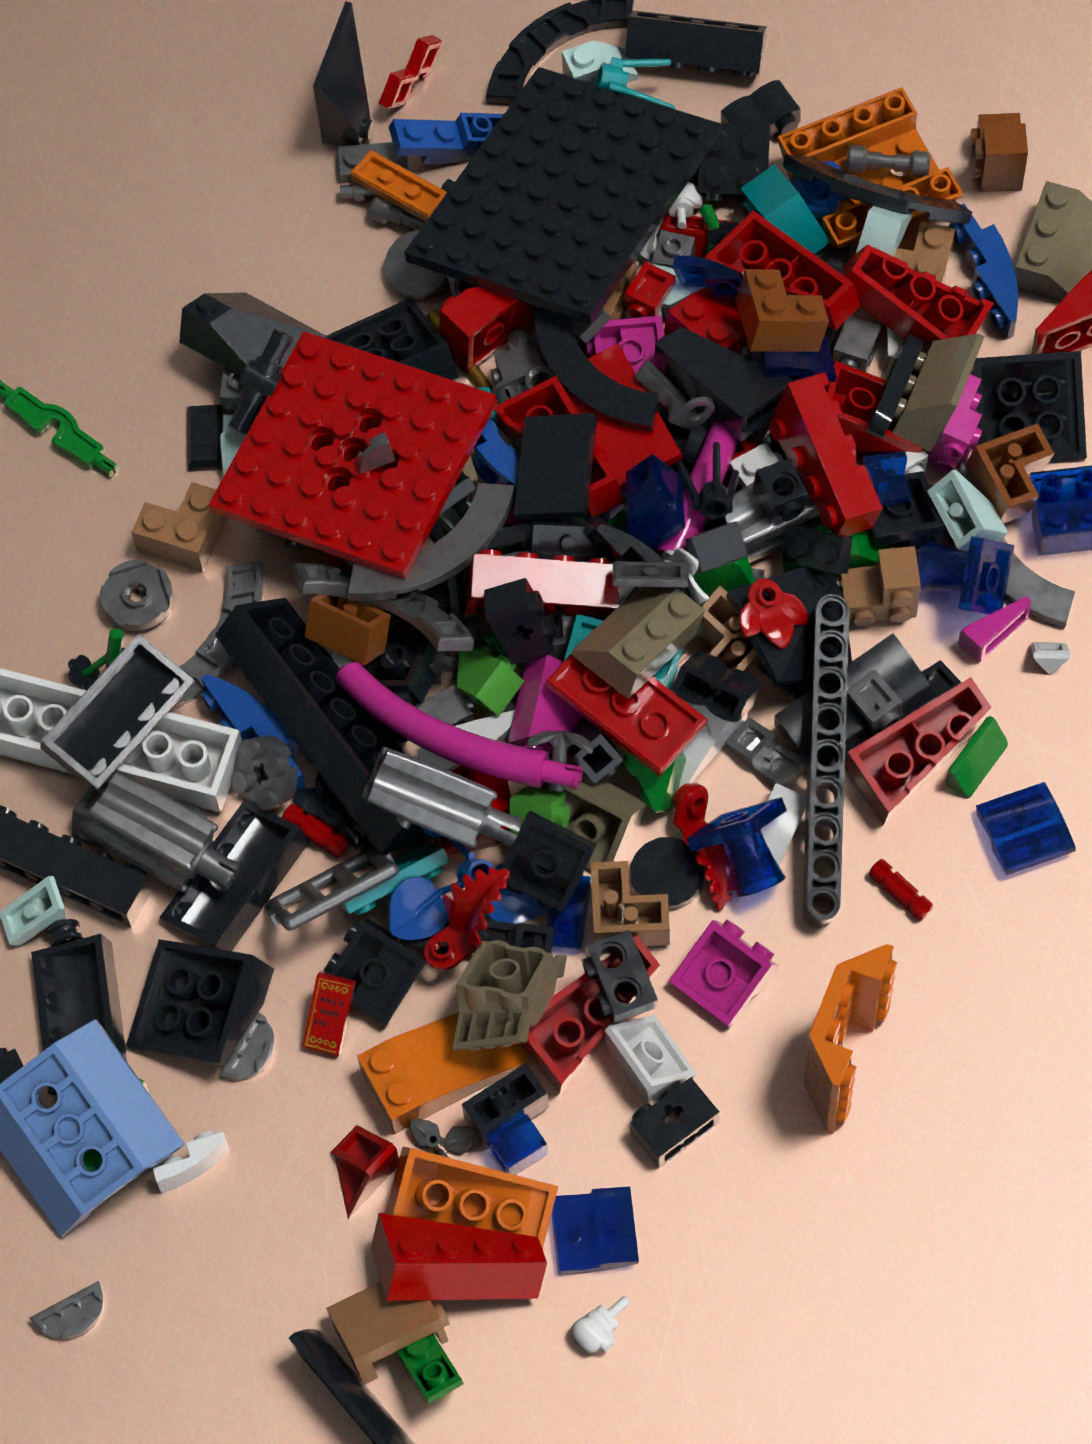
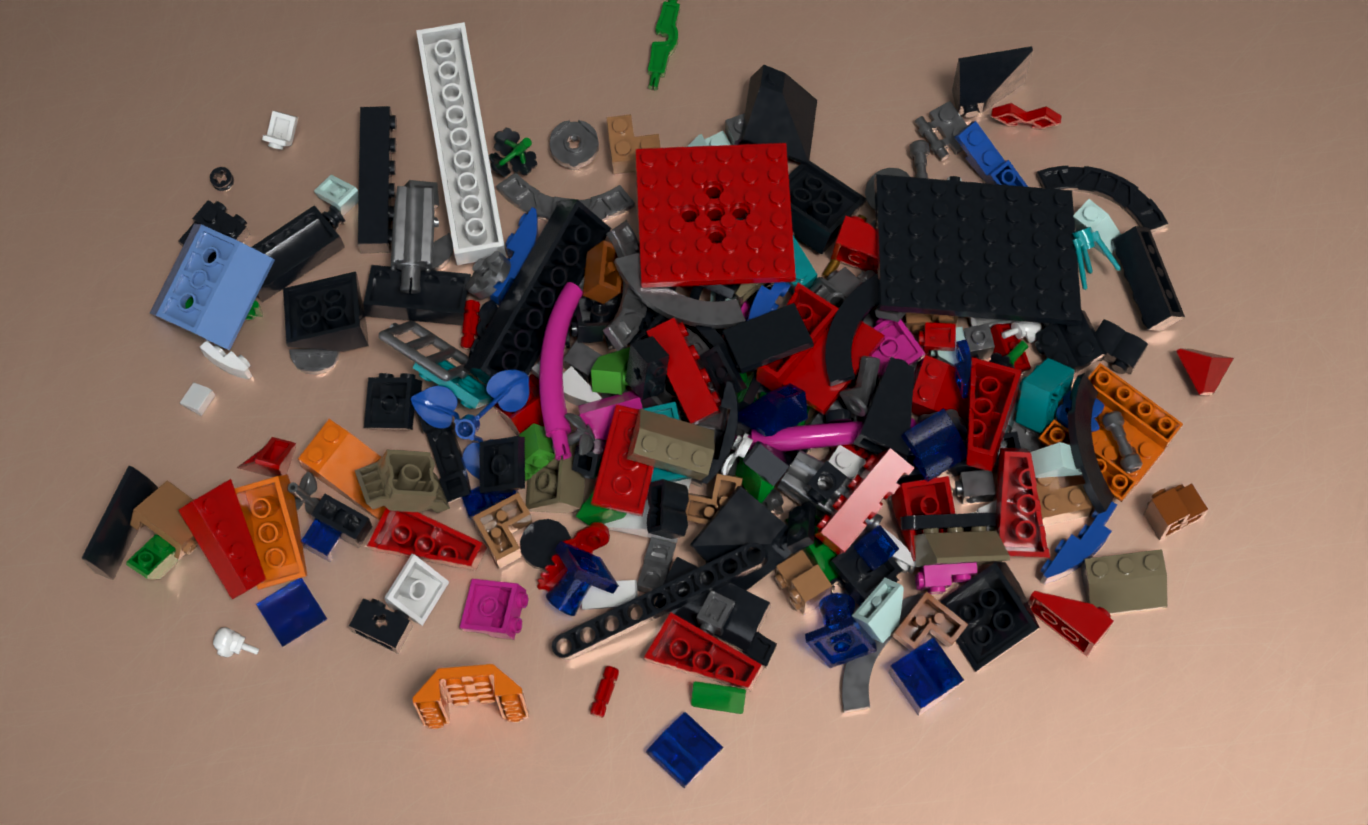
camera: 60 degrees right, 5 degrees up
(72, 1315) = (106, 344): flat silver tile -> none
(116, 713) = (476, 169): black slope -> none
(203, 437) = (706, 125): black tile -> none
(221, 1225) = (197, 398): none -> white slope
(260, 380) = (740, 134): black pin -> none
(329, 1013) = (353, 390): red tile -> none
(376, 454) = (712, 226): flat silver tile -> none
(397, 185) = (935, 148): orange tile -> none
(437, 800) = (499, 378): flat silver piece -> none
(465, 917) = (434, 438): red plant -> none
(629, 975) = (451, 549): black brick -> none
(650, 574) = (713, 430): flat silver slope -> none
(714, 499) = (795, 444): black plant -> none
(772, 617) = (733, 522): red plate -> none
(776, 319) = (940, 421): dark orange brick -> none
(837, 39) = (1204, 369): none -> red slope
(989, 632) = (810, 665): dark pink slope -> none
(1050, 655) = (816, 710): white slope -> none

